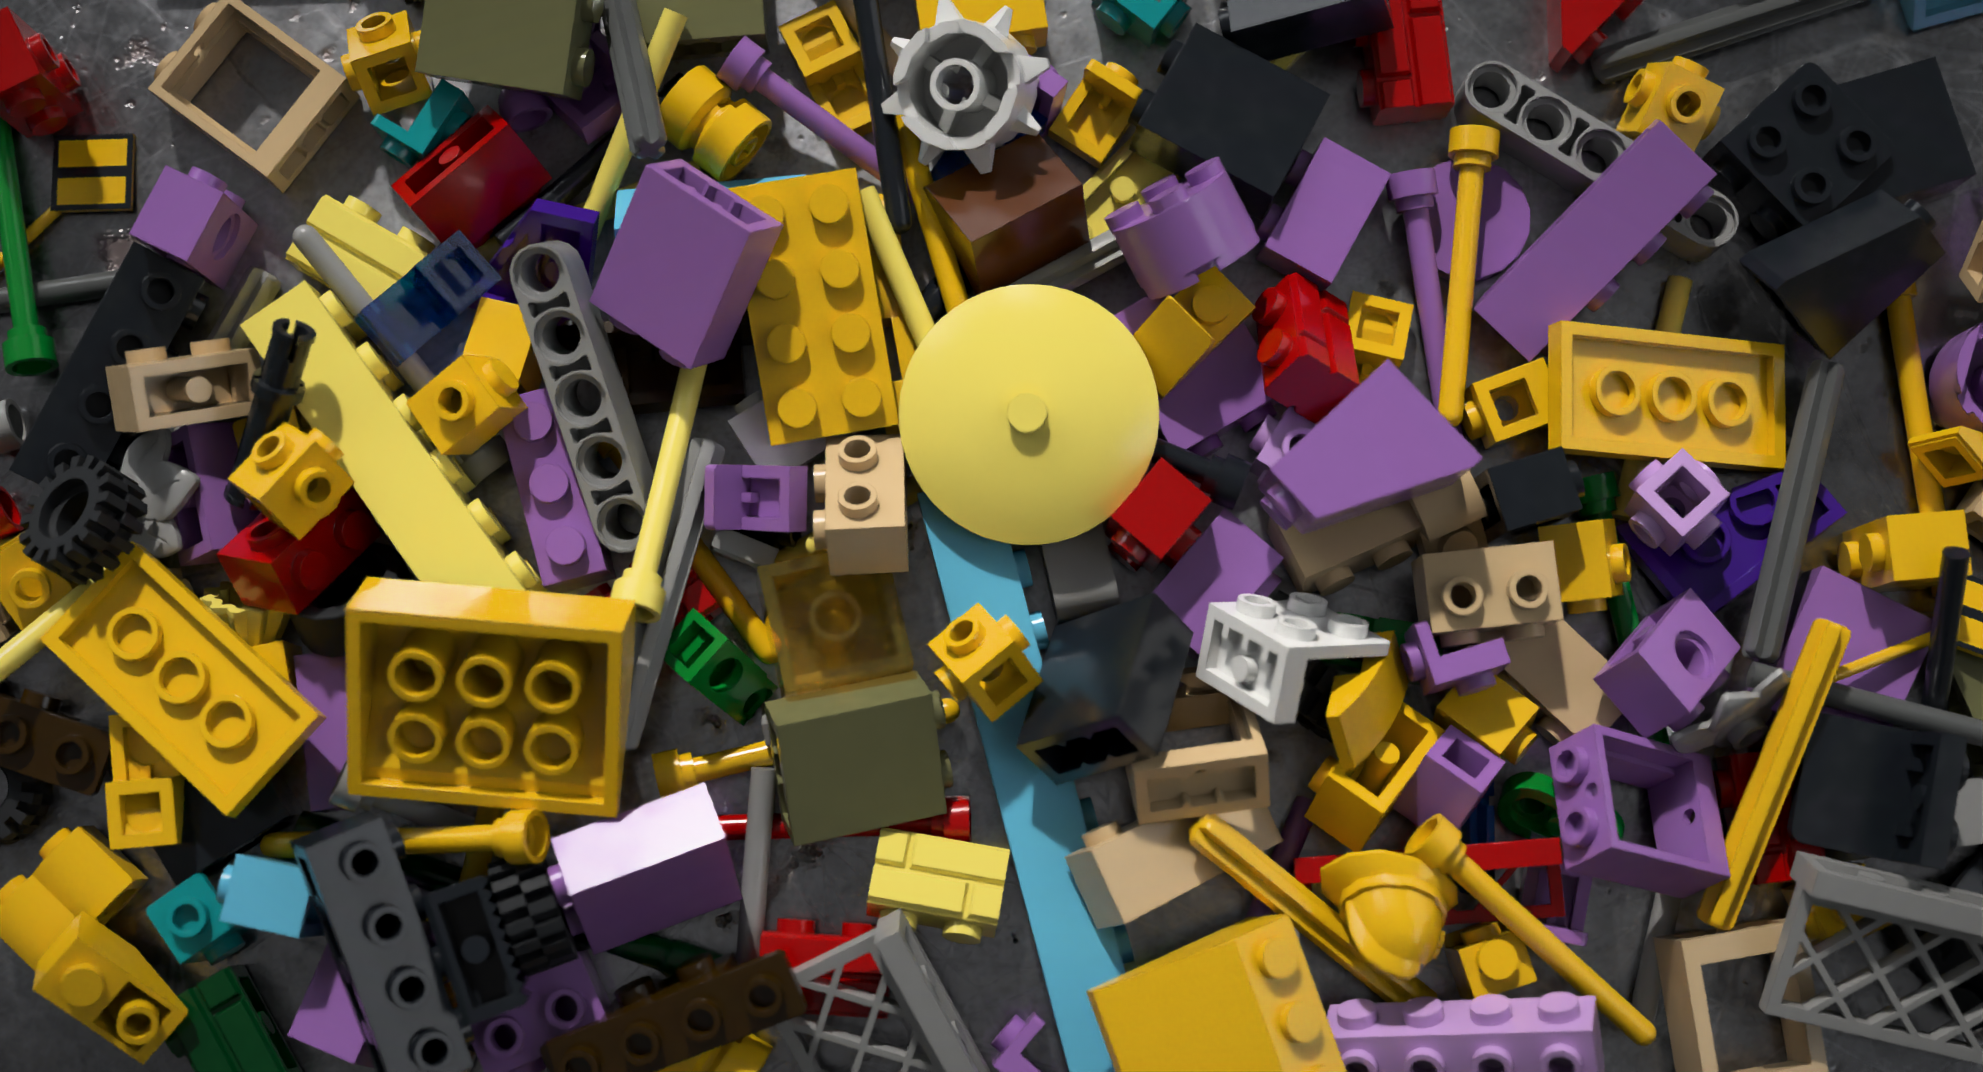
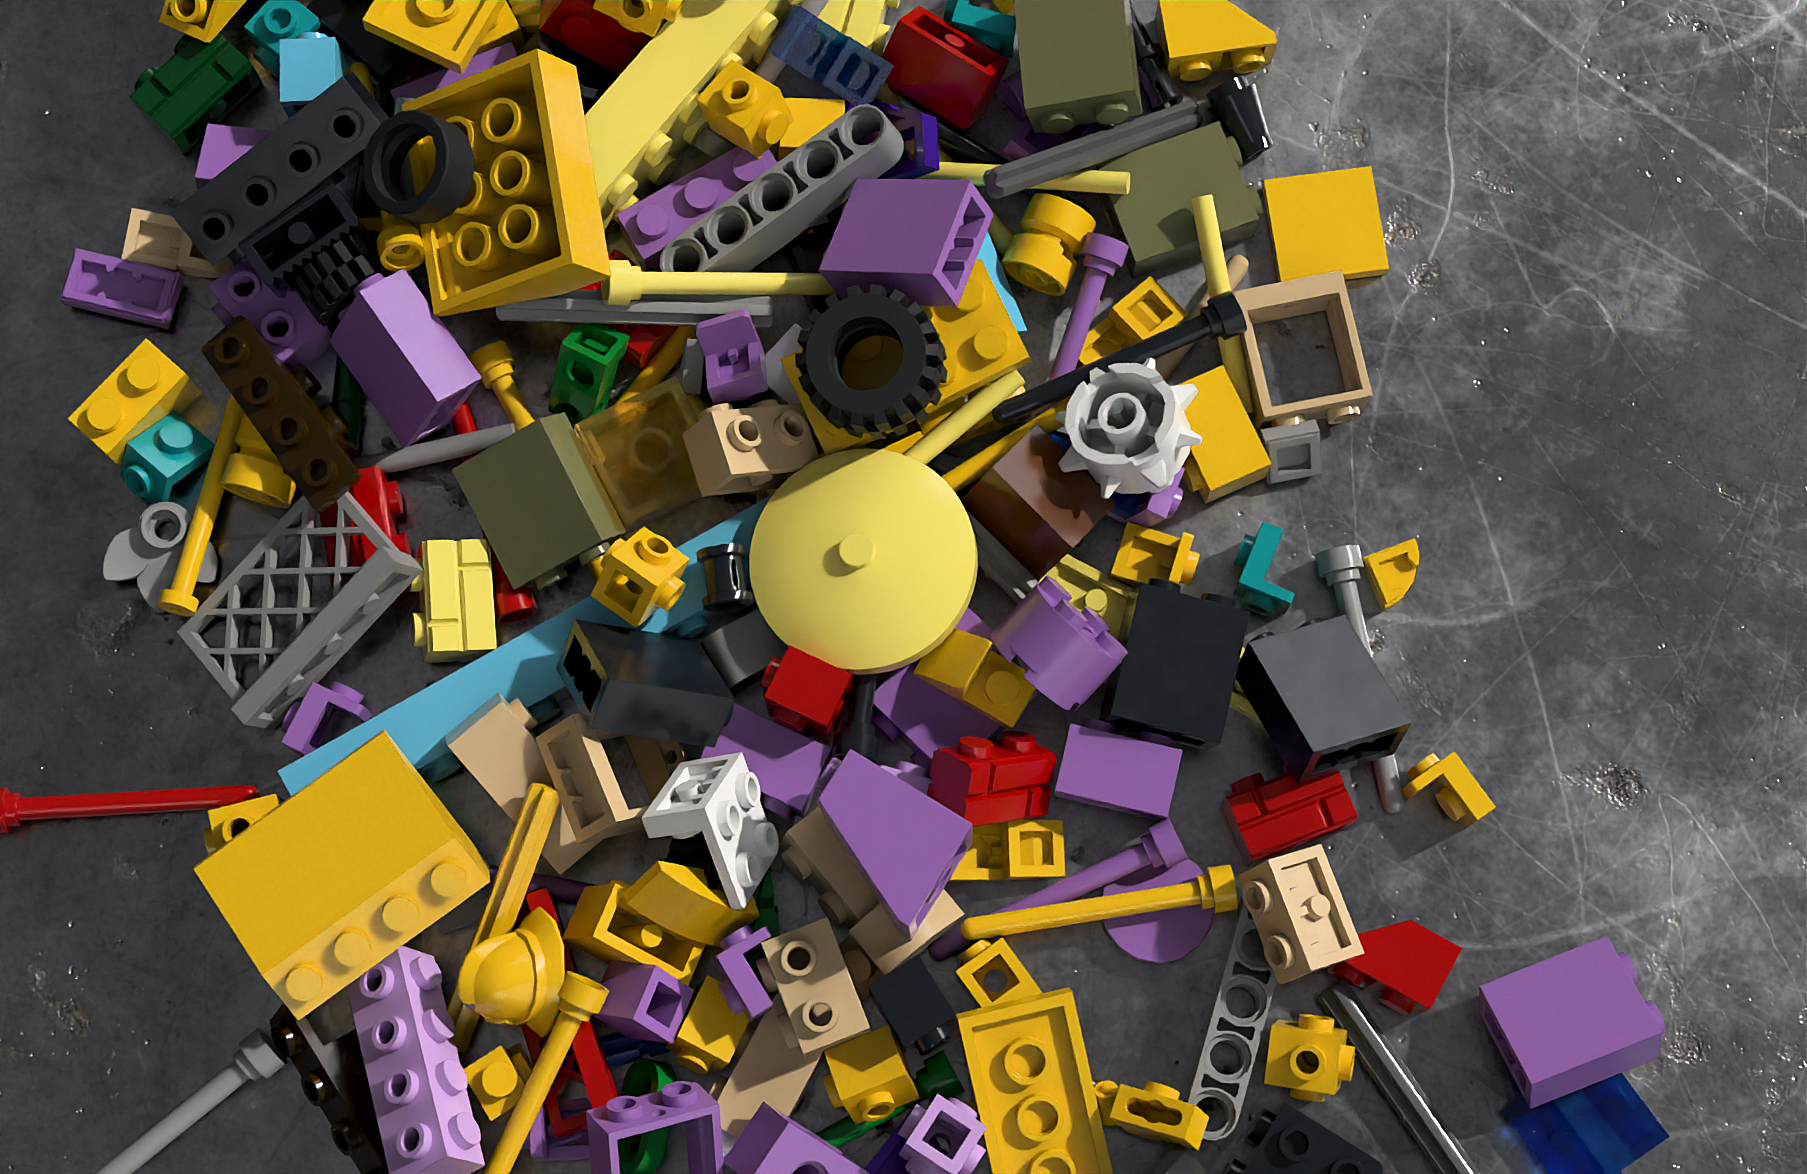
camera: 80 degrees right, 5 degrees down
(424, 832) = (386, 156): none -> black tyre
(807, 277) = (845, 325): none -> black tyre
(1006, 571) = (724, 577): none -> black bush
(1533, 66) = (1299, 913): none -> tan bracket
(1596, 238) = (1163, 1012): medium lavender brick -> none
(1697, 279) = (1151, 1113): none -> yellow piece

